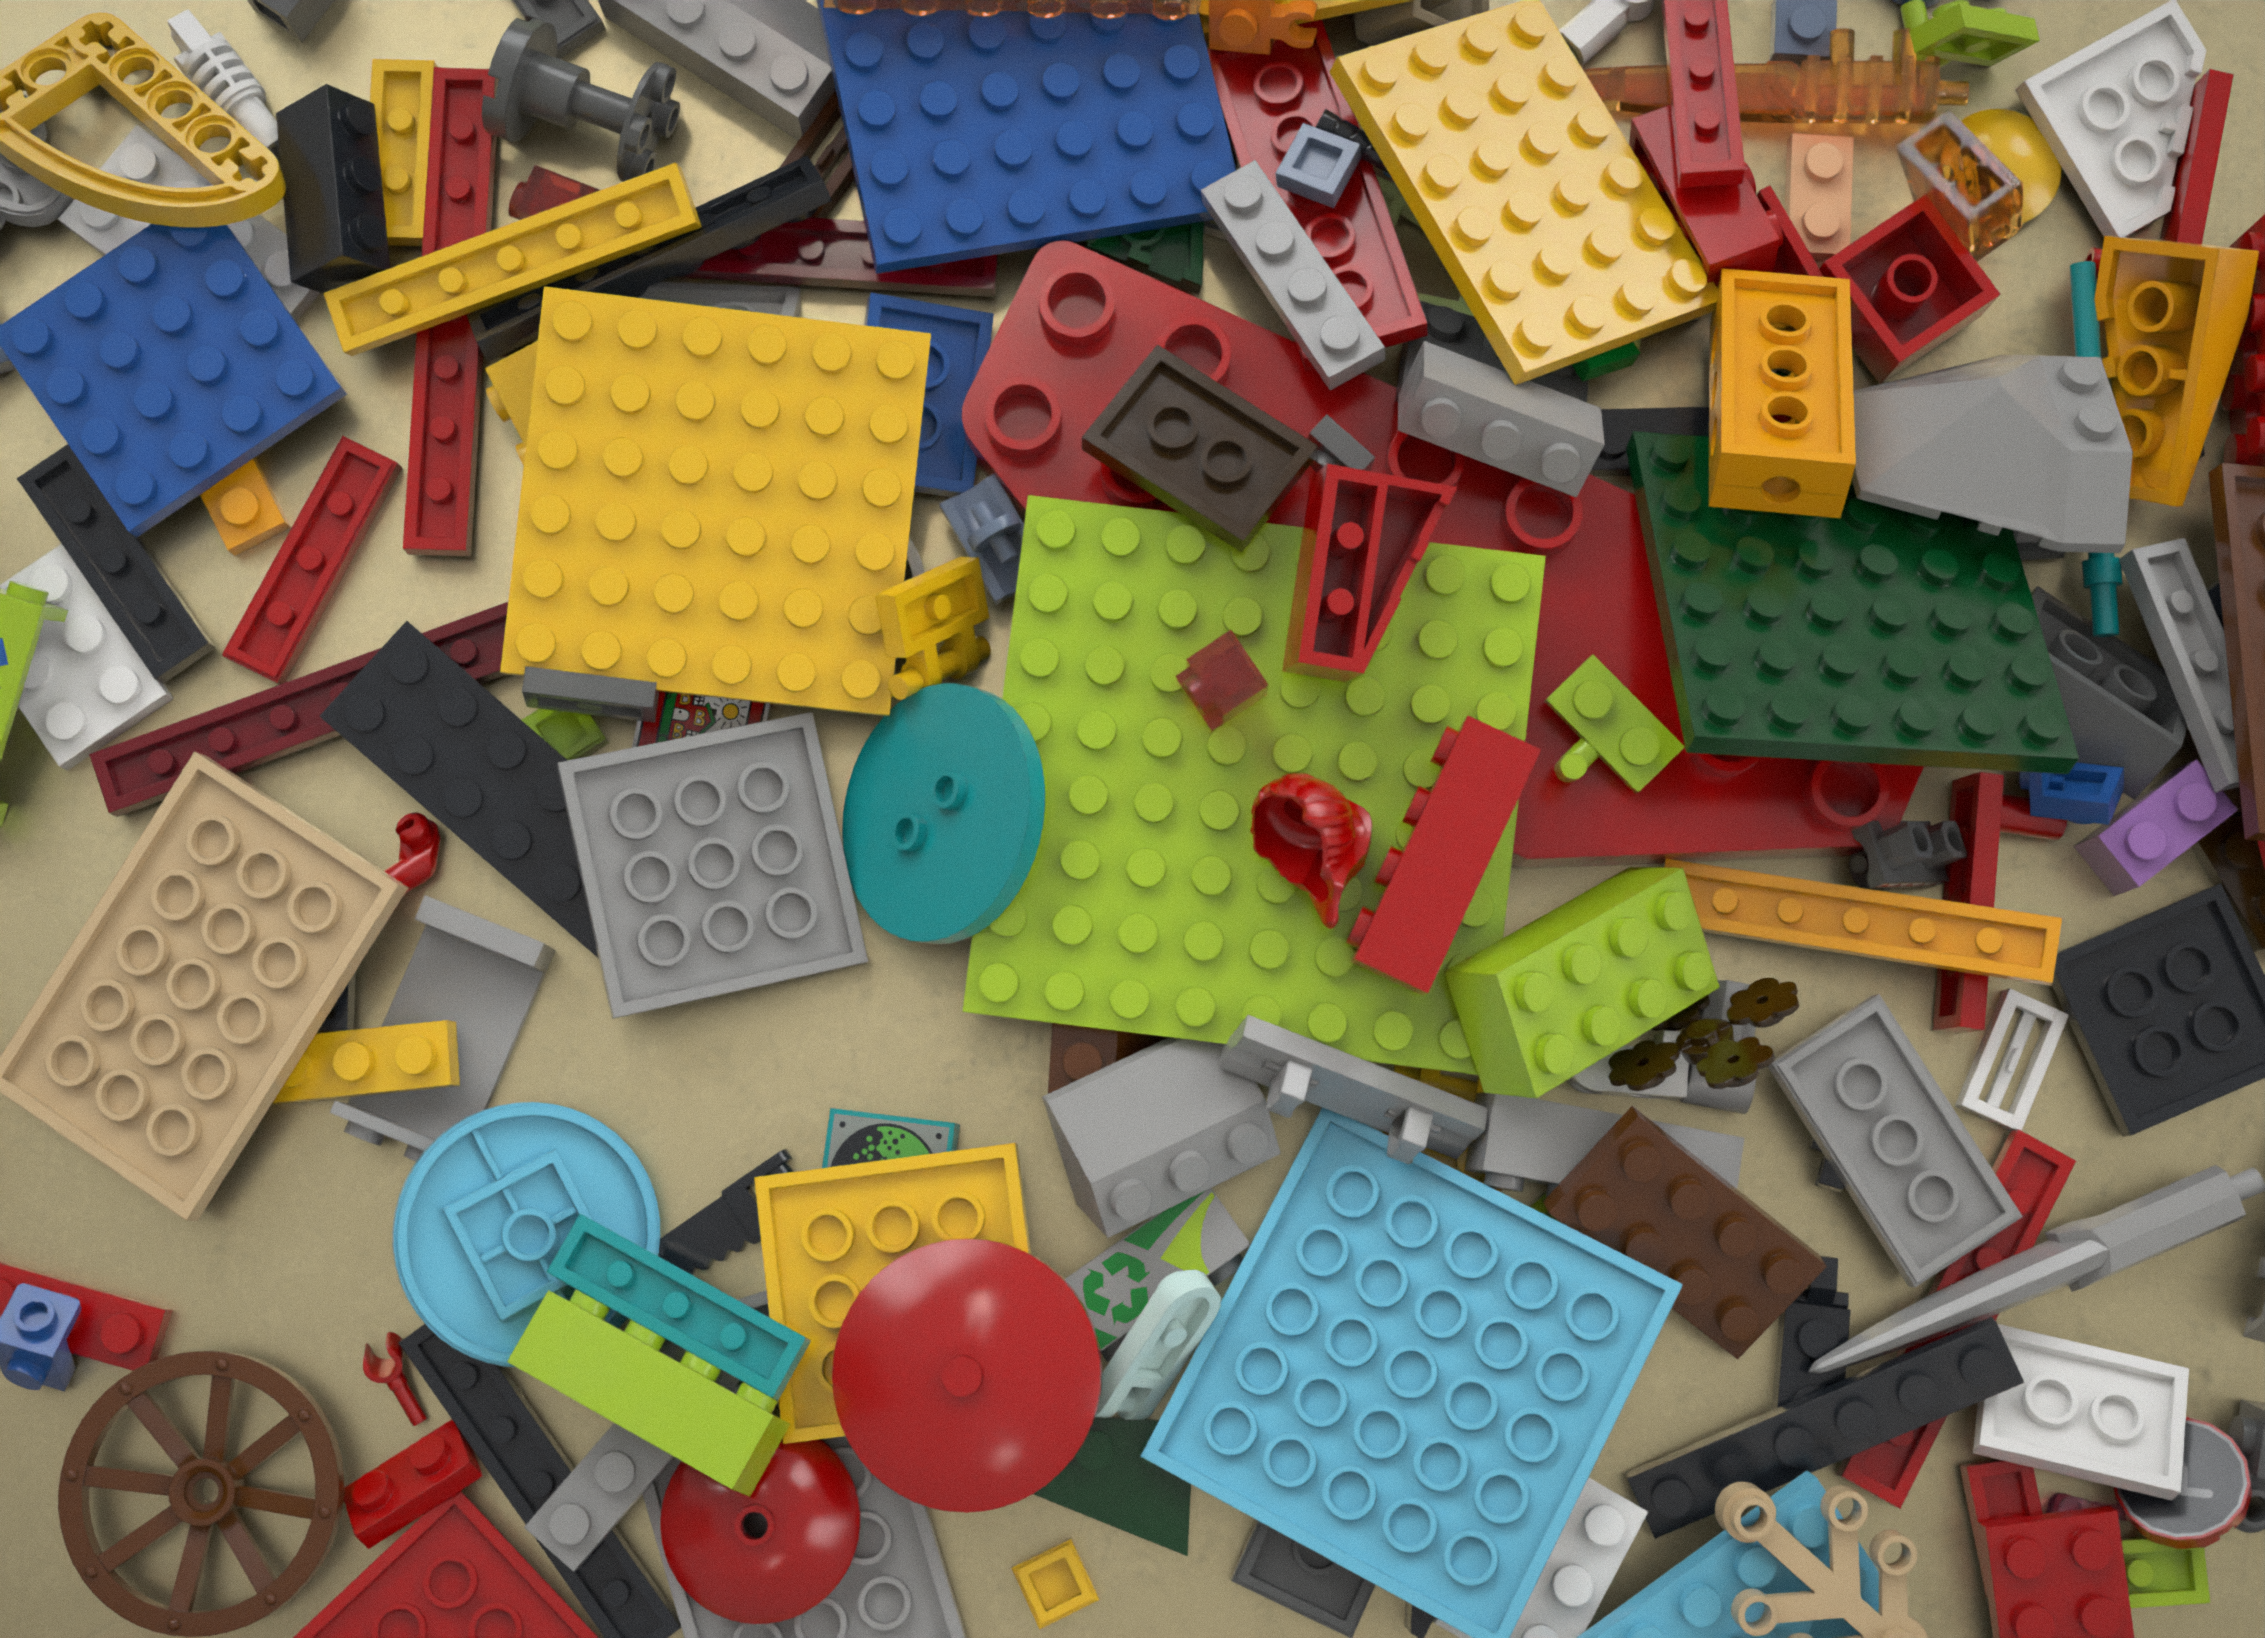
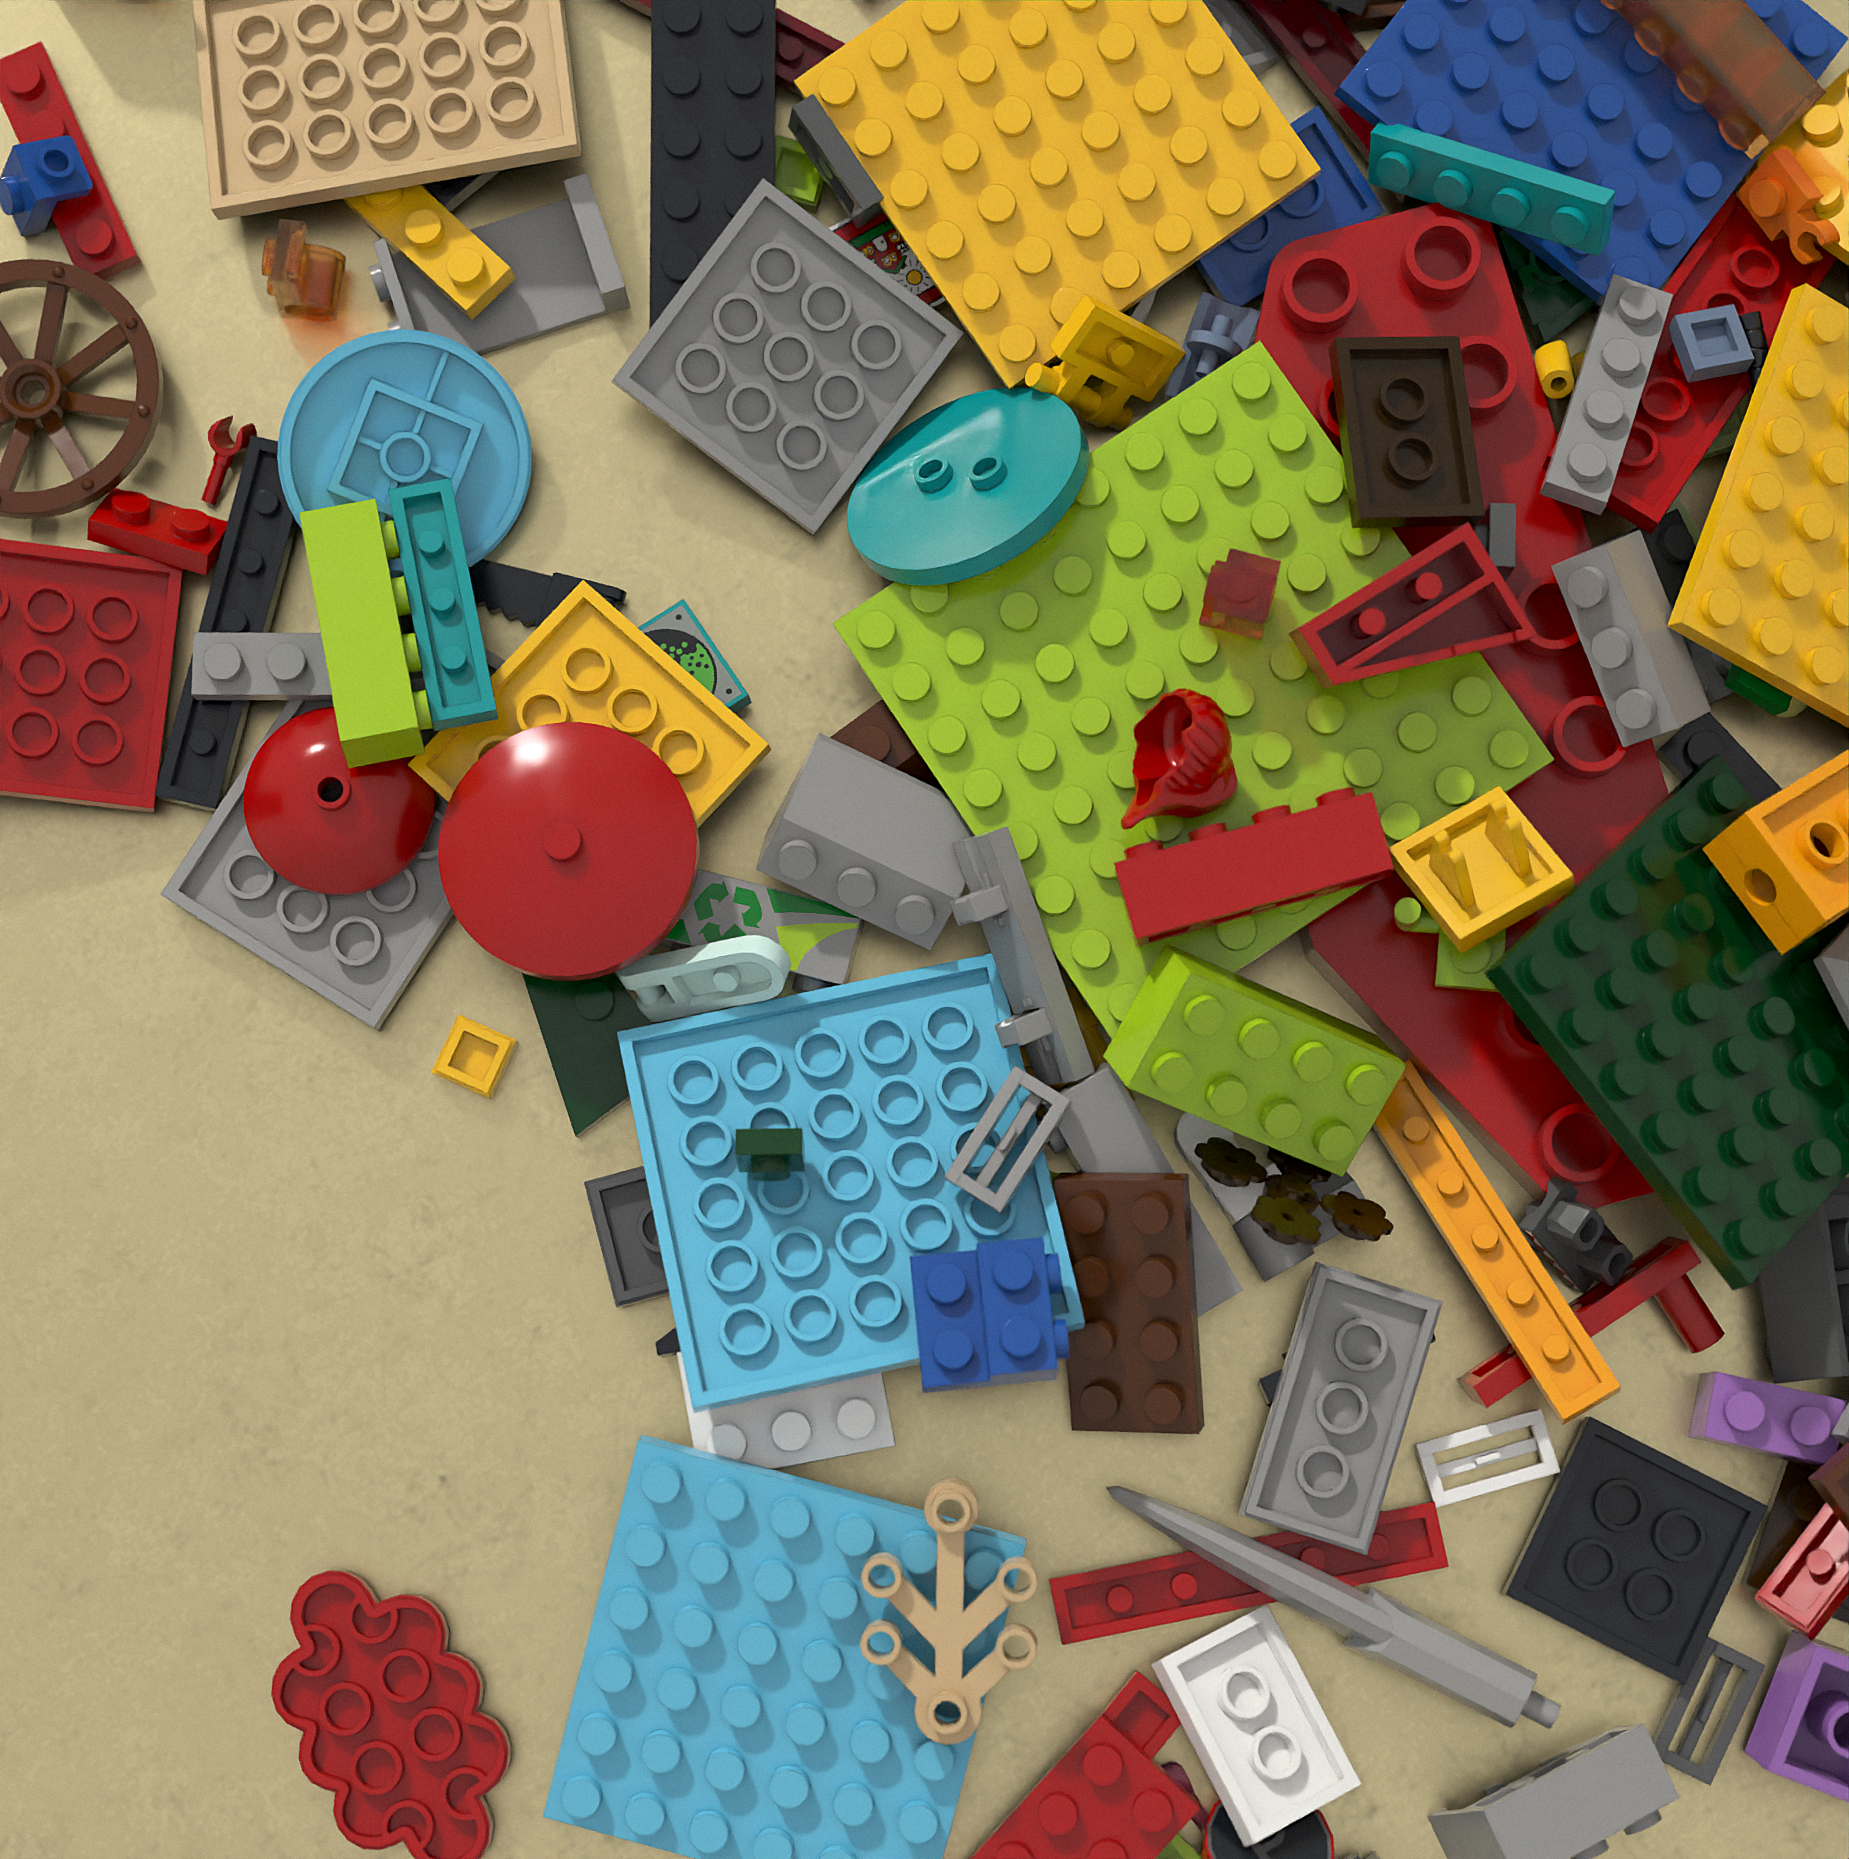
camera: 55 degrees right, 0 degrees up
(305, 1191) = (303, 275): none -> clear orange plate
(417, 850) = (615, 146): red arm -> none
(1056, 220) = (1491, 187): none -> teal plate
(1235, 291) = (1557, 369): none -> yellow arm
(1349, 1419) = (770, 1152): none -> dark green plate
(1472, 1168) = (979, 1188): none -> light grey tile
(1589, 683) = (1481, 869): none -> yellow plate
(1620, 1357) = (988, 1316): none -> blue plate
(1808, 1331) = (1148, 1465): black hinge -> none
(1827, 1425) = (1081, 1536): black plate -> none
(2082, 796) = (1737, 1325): blue bracket -> none

